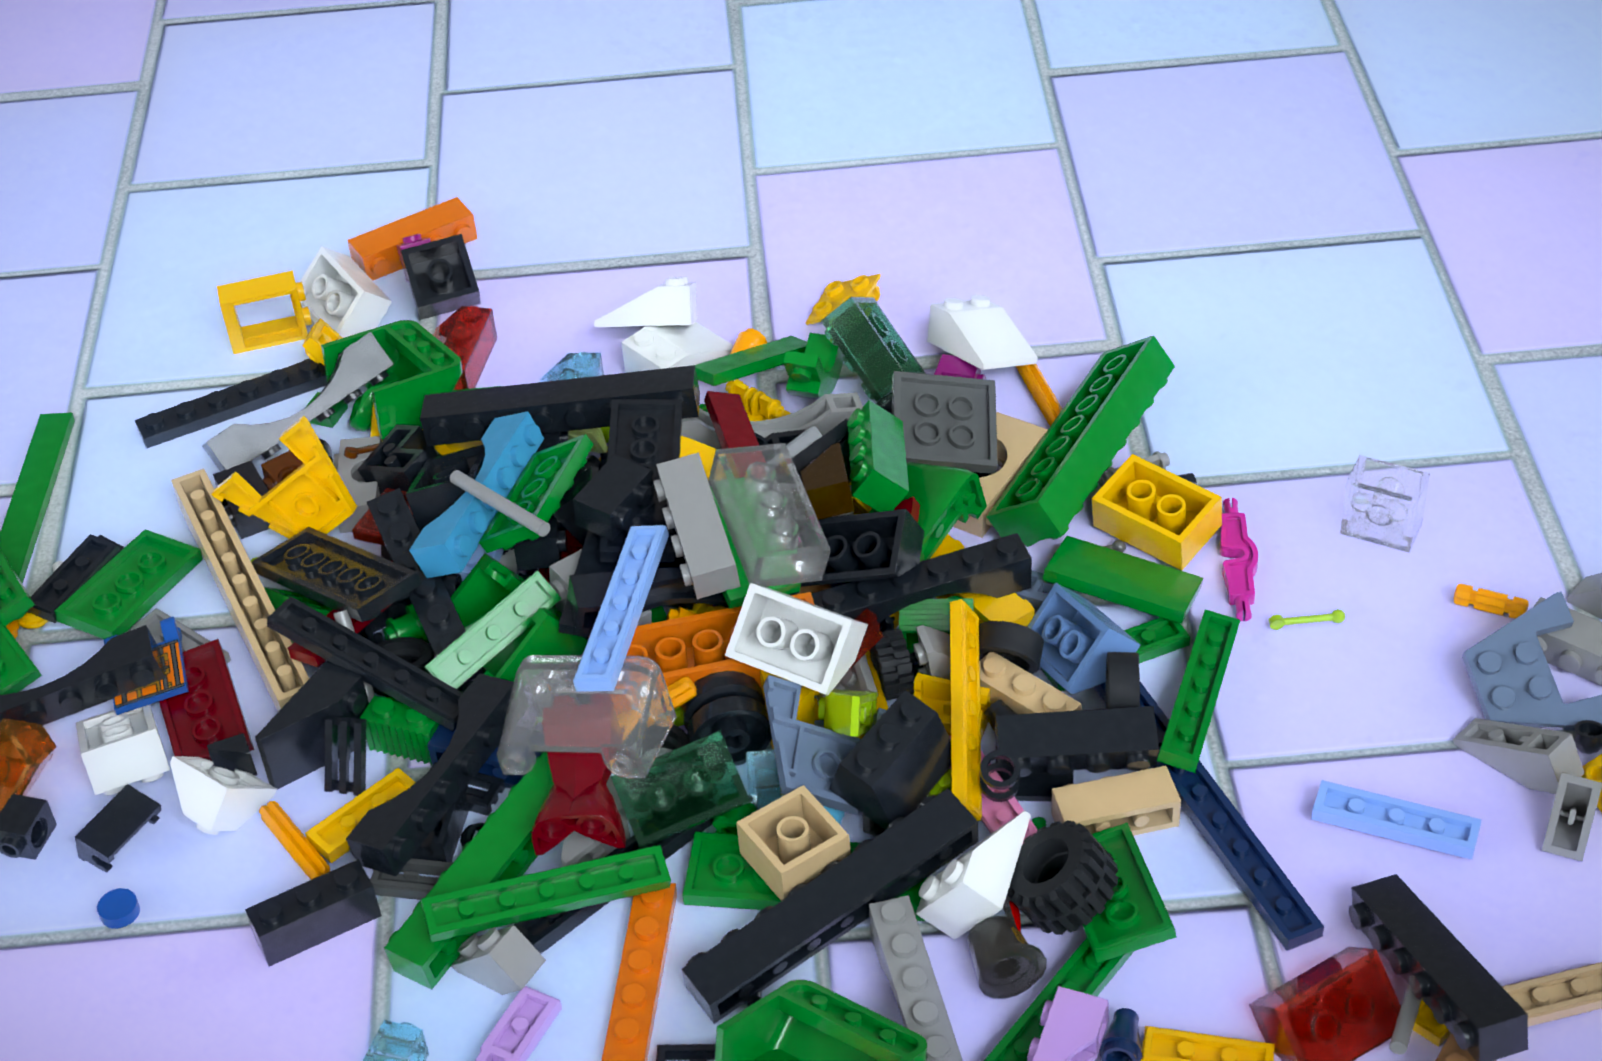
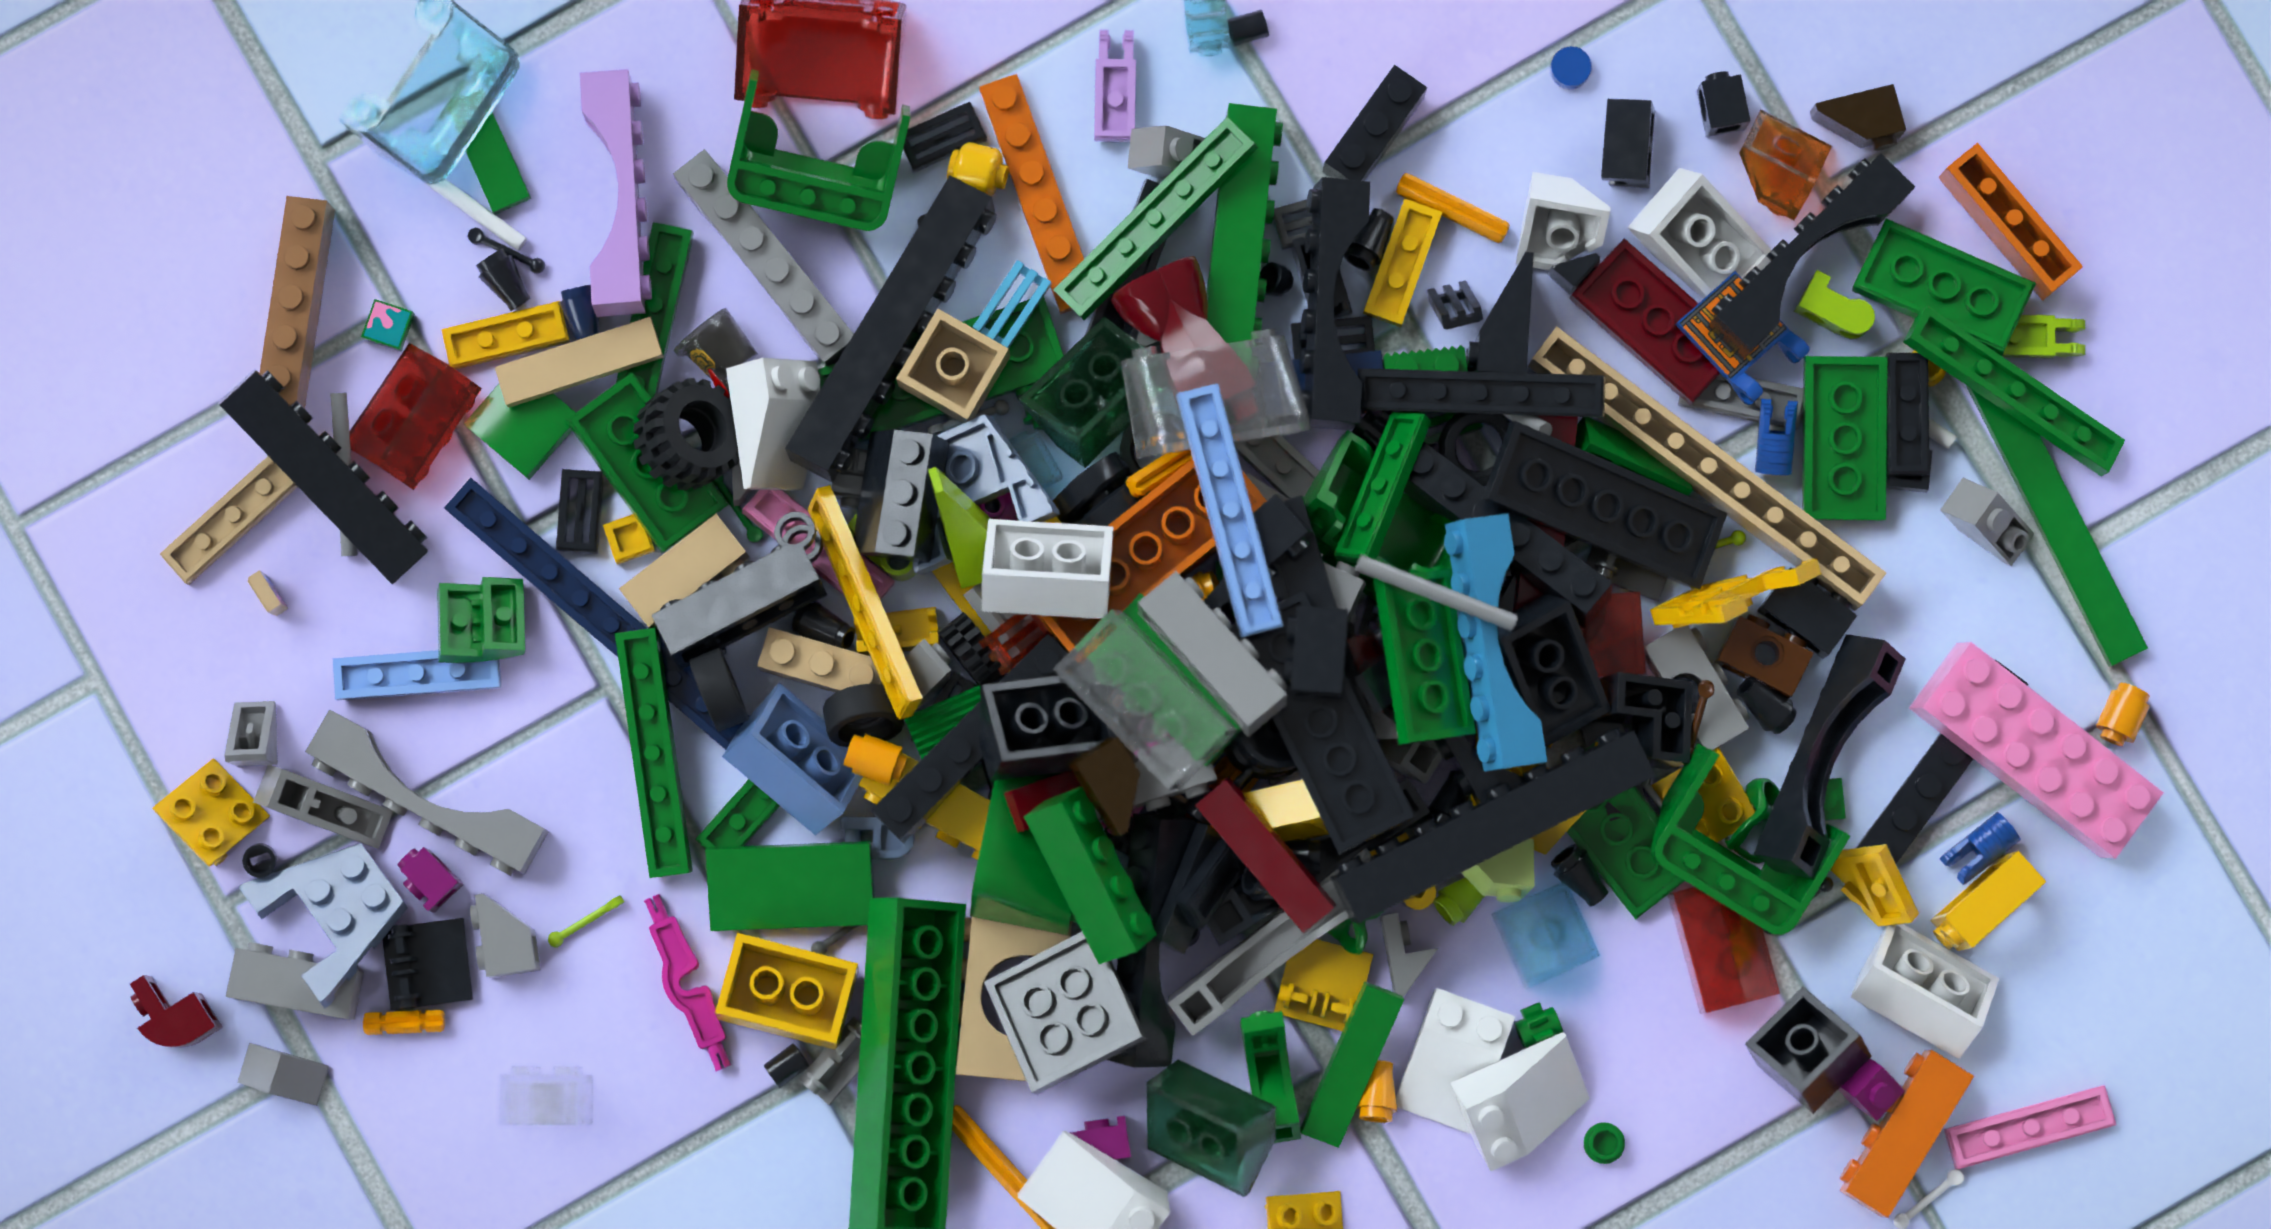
camera: 150 degrees right, 40 degrees up
(58, 656) = (1834, 311): none -> lime leg
(77, 506) = (1987, 520): none -> light grey slope
(89, 384) = (2123, 714): none -> light orange brick
(163, 373) = (2036, 750): none -> bright pink brick
(179, 596) = (1775, 447): none -> blue hinge
(236, 352) = (1987, 841): none -> blue hinge
(324, 227) = (2030, 1127): none -> bright pink tile
(356, 1041) = (1247, 27): none -> black hinge
(609, 290) = (1604, 1143): none -> green plate
(609, 345) = (1537, 1025): none -> green gear
(681, 1014) = (979, 167): none -> yellow head
(711, 885) = (1030, 277): none -> medium azure tile
(1011, 604) = (875, 759): none -> light orange brick
(1149, 987) = (579, 362): none -> tan tile
(1159, 856) = (628, 539): none -> yellow tile
(1182, 915) = (577, 545): none -> black tile
(1217, 975) = (522, 433): none -> green slope
(1320, 831) = (481, 620): none -> green slope
(1380, 617) = (506, 940): none -> light grey slope
(1434, 675) = (428, 878): none -> magenta brick
(1453, 628) = (427, 964): none -> black hinge
(1478, 779) = (353, 751): none -> light grey arch
(1524, 921) = (267, 593): none -> tan tile

